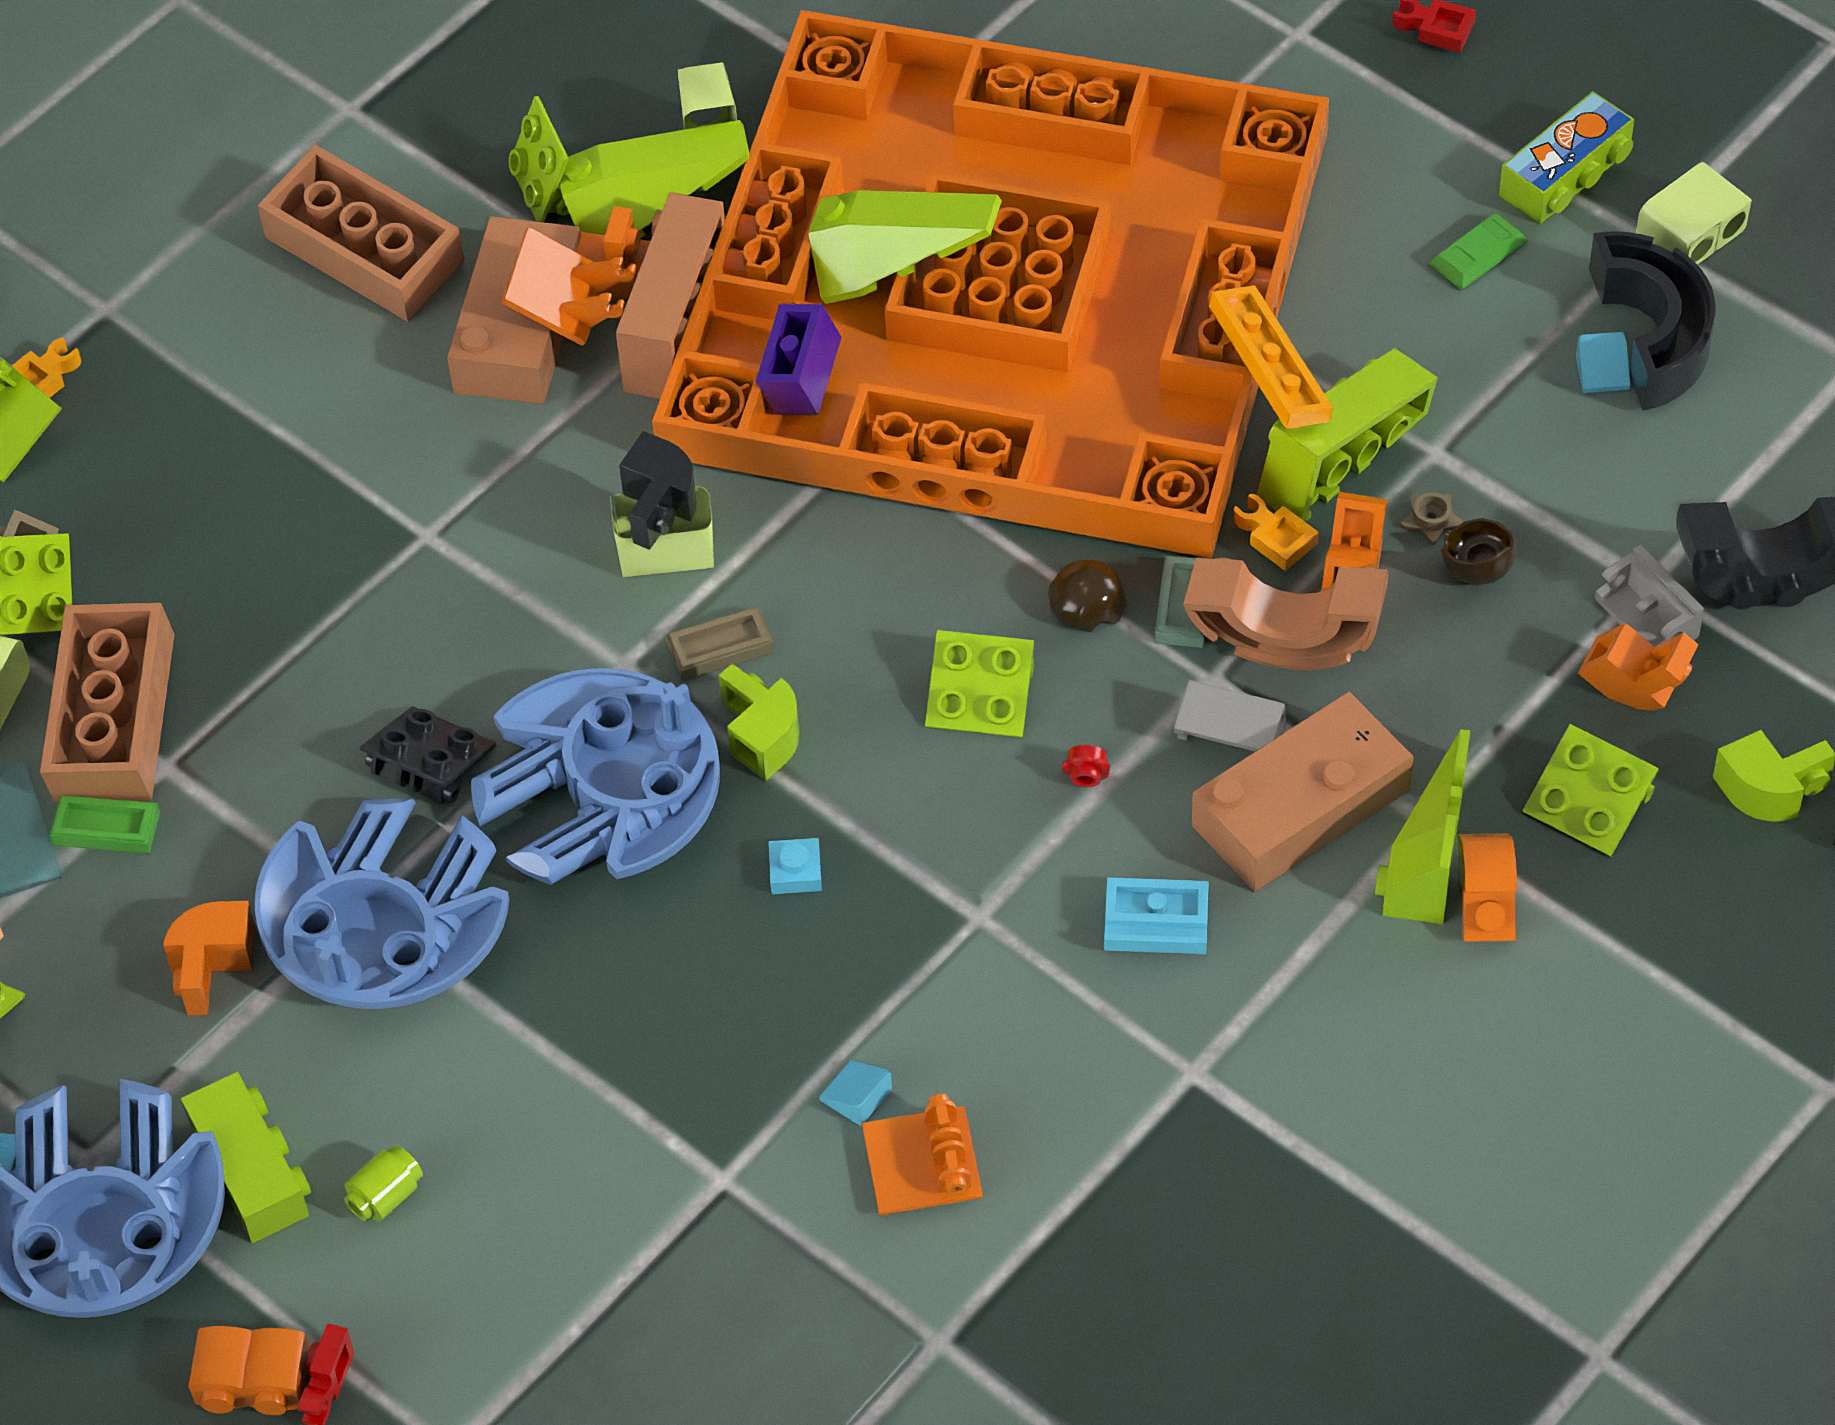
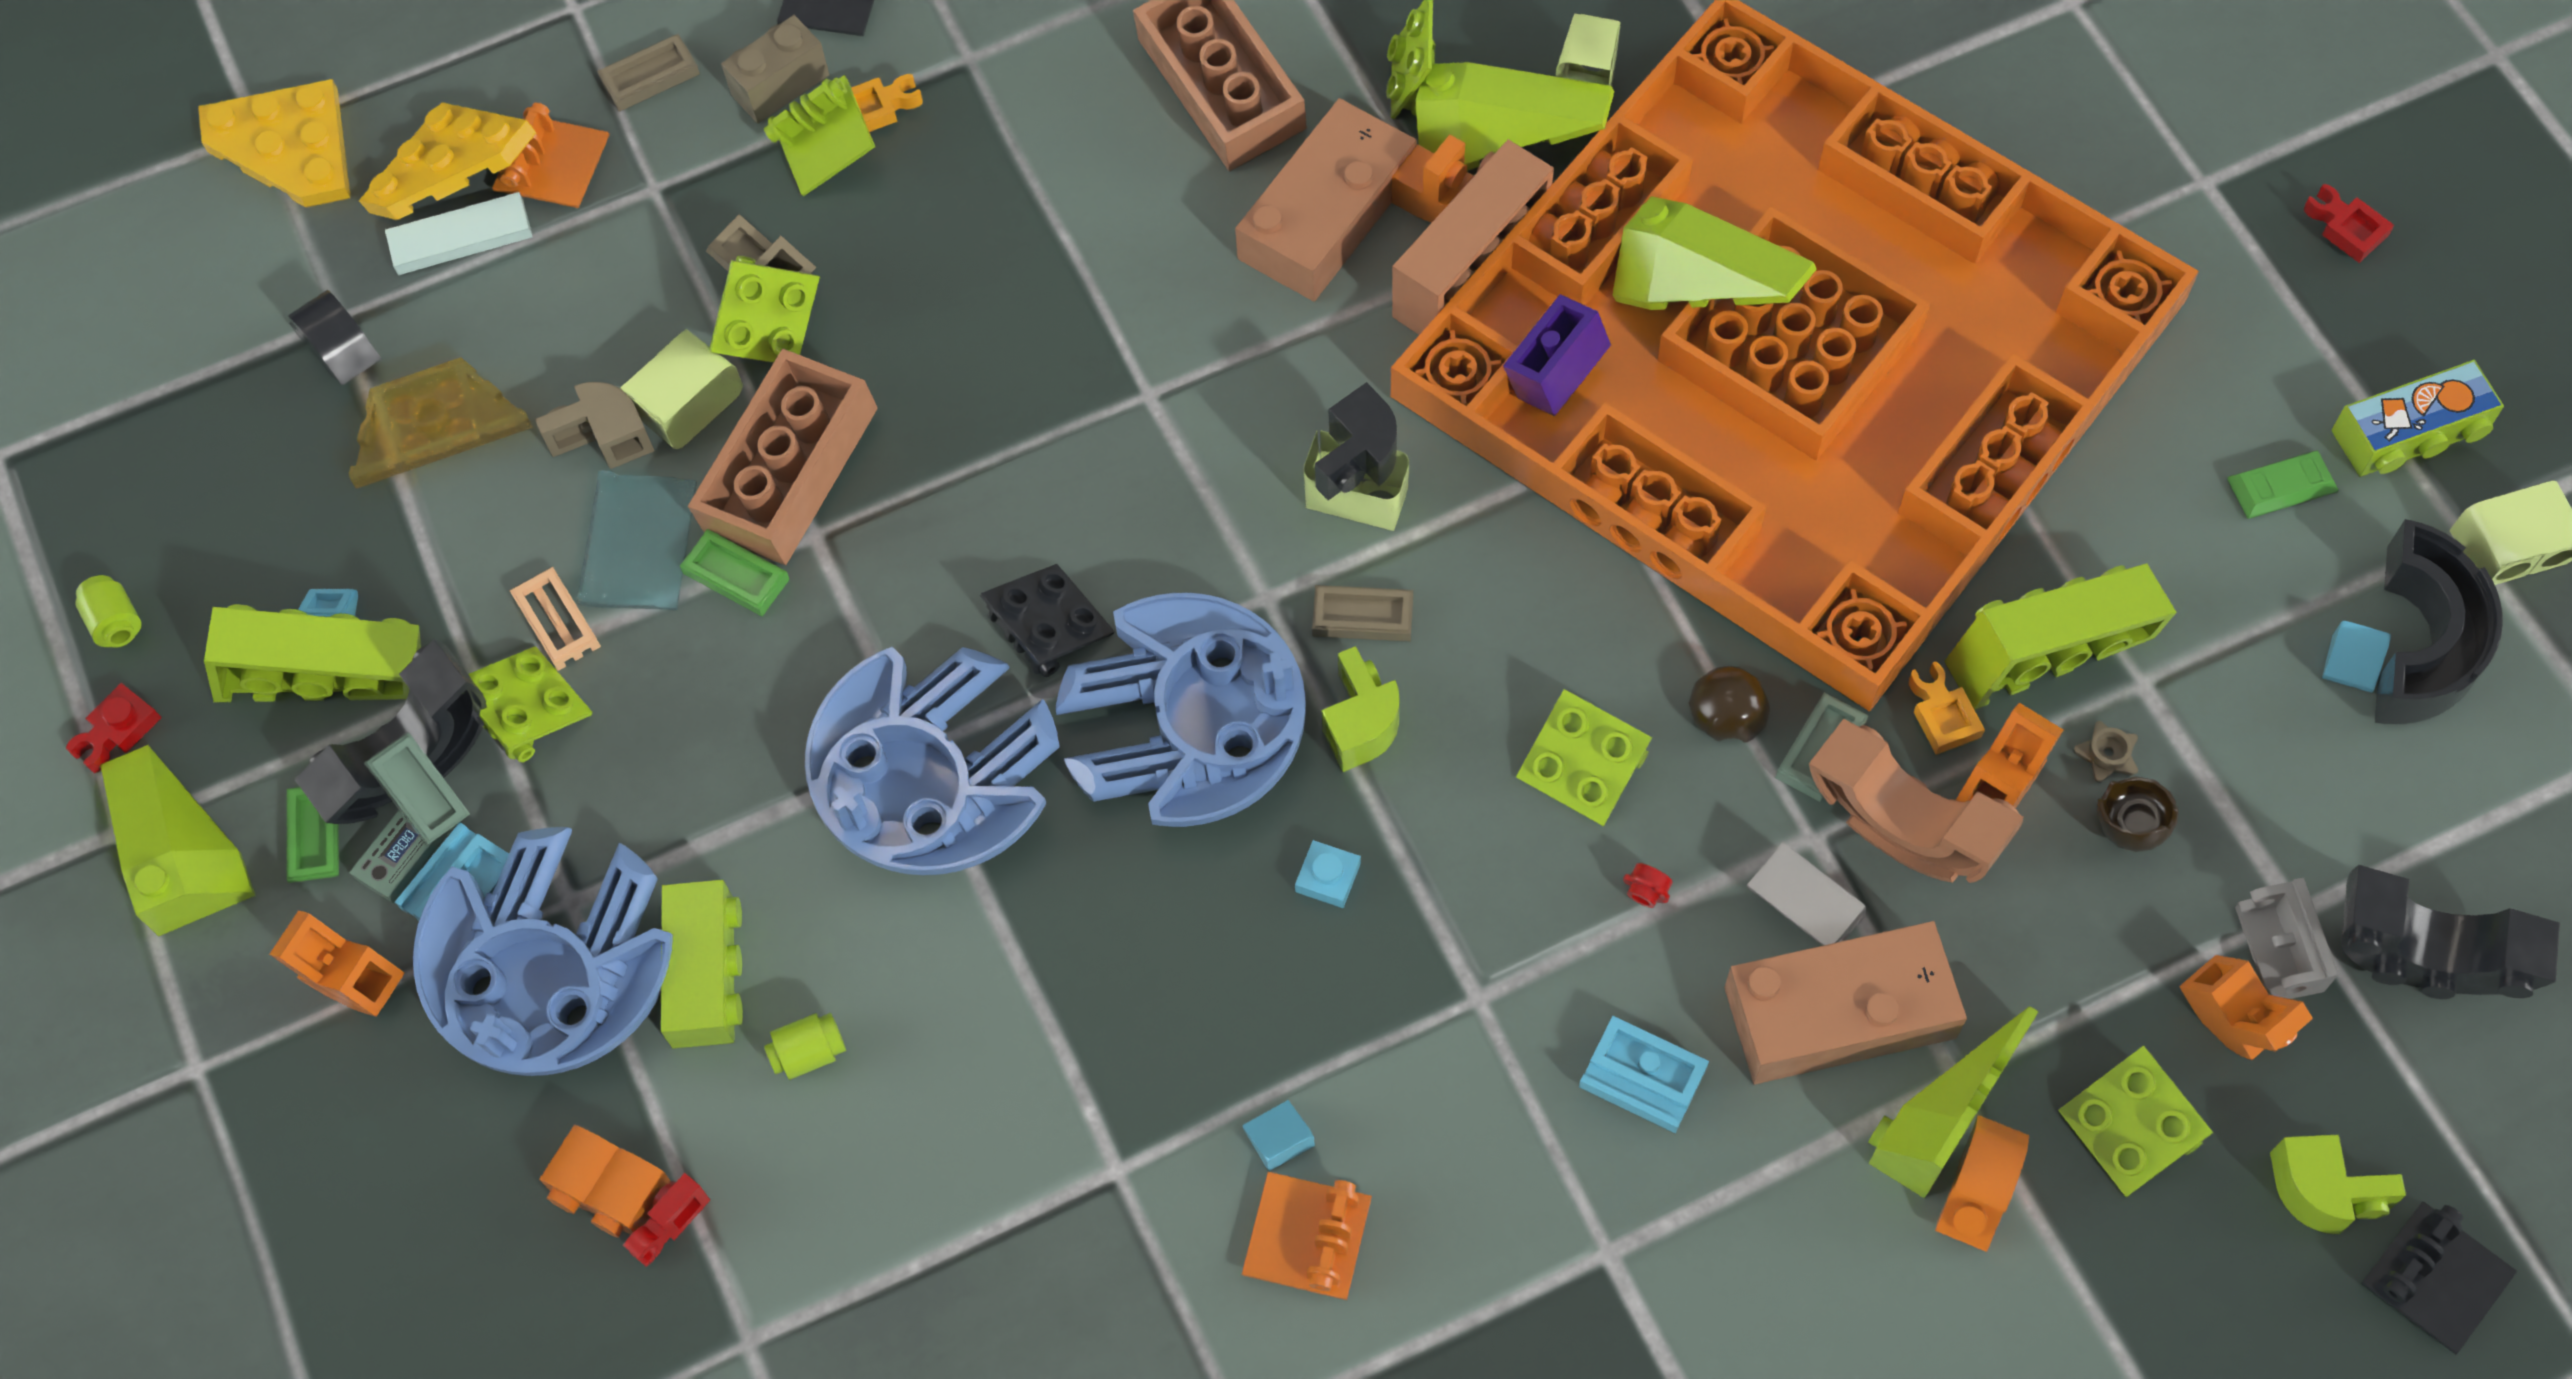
camera: 25 degrees right, 10 degrees up
(206, 941) = (756, 731): orange brick -> none
(563, 286) = (1366, 197): orange plate -> none
(1270, 357) = (2011, 535): light orange plate -> none

